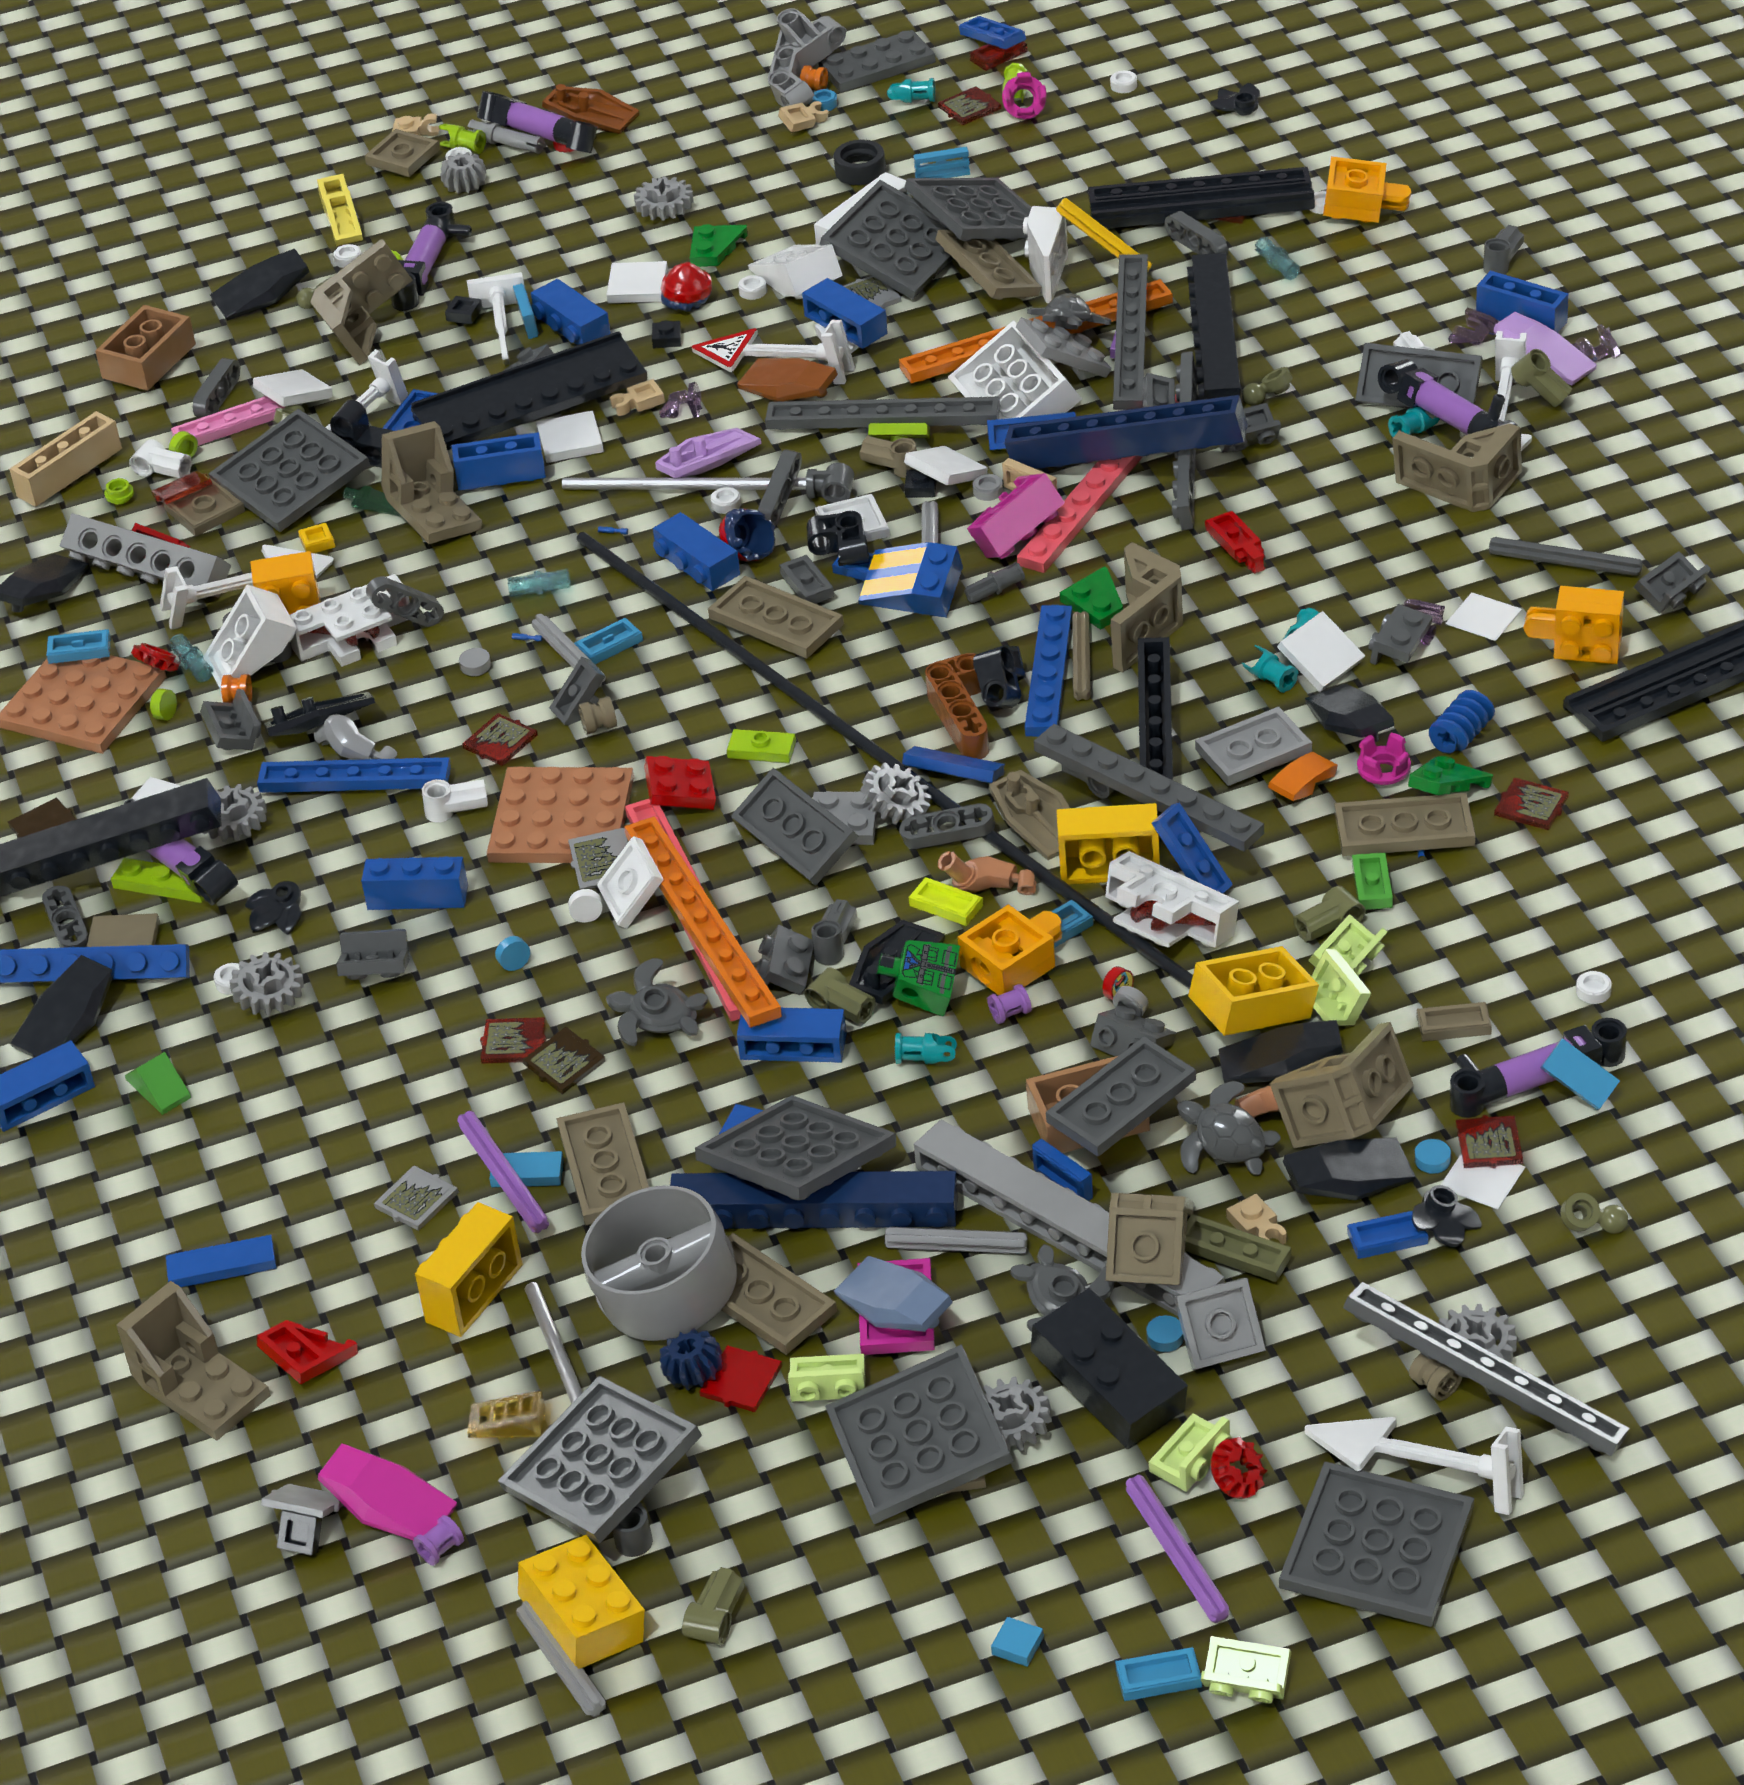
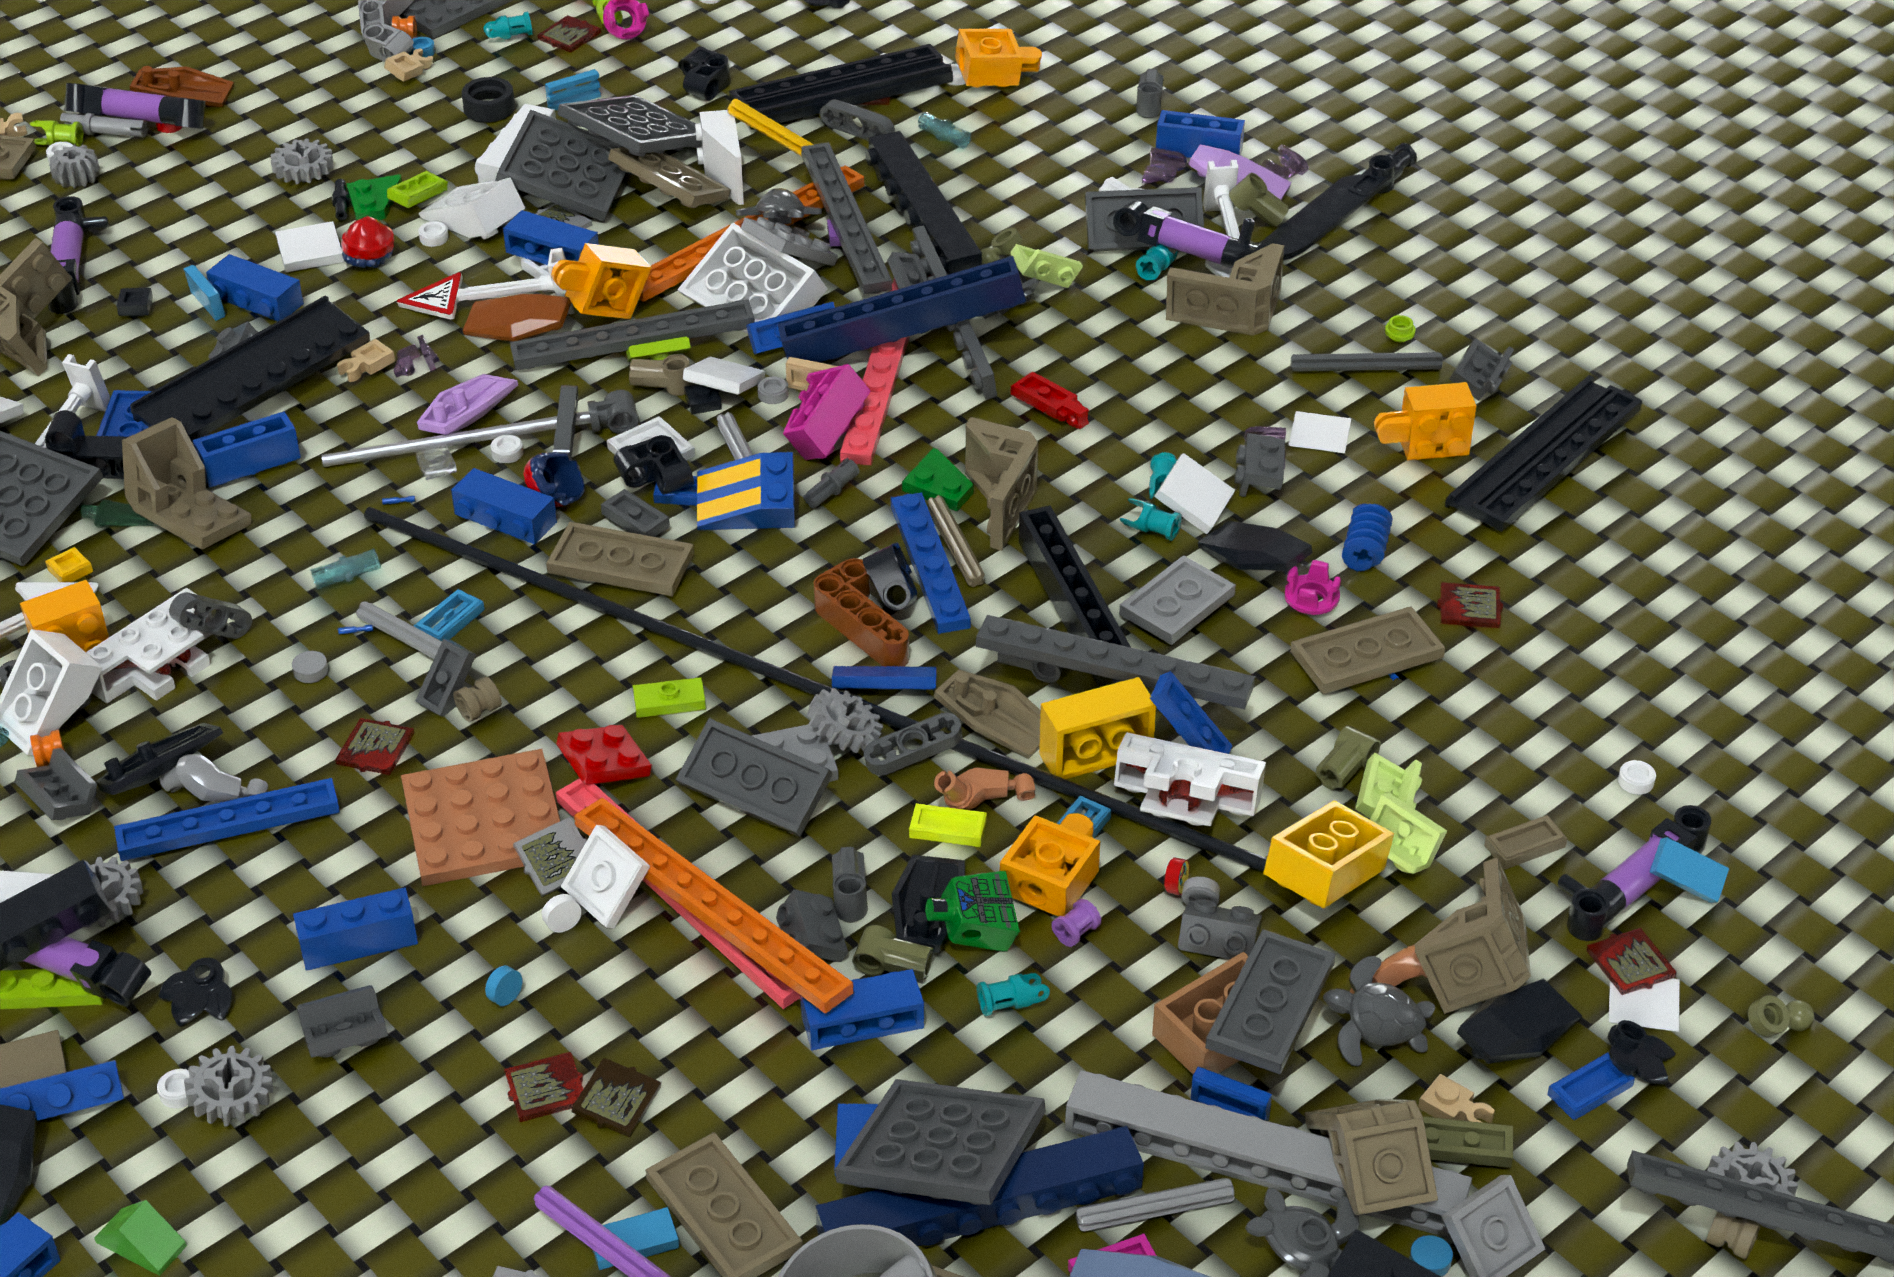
camera: 25 degrees left, 0 degrees up
(443, 799) = (345, 825): white piece -> none
(496, 293) = (170, 278): white piece -> none
(569, 436) = (310, 410): white tile -> none
(654, 1007) = (697, 1012): dark grey animal -> none
(659, 502) = (436, 462): none -> clear tile
(666, 334) = (364, 293): black plate -> none
(683, 241) = (340, 199): none -> black bar
(754, 242) = (417, 189): none -> lime plate
(871, 357) = (603, 280): none -> light orange brick
(1075, 166) = (705, 73): none -> black piece
(1279, 1051) = (1382, 914): black piece -> none
(1296, 410) = (1046, 265): none -> yellowish green bracket
(1300, 776) = (1241, 620): orange slope -> none
(1372, 880) = (1369, 712): bright green plate -> none
(1432, 1156) = (1587, 989): dark azure tile -> none
(1445, 776) = (1383, 595): green wing -> none
(1617, 529) = (1400, 328): none -> lime plate
(1628, 394) = (1340, 201): none -> black piece

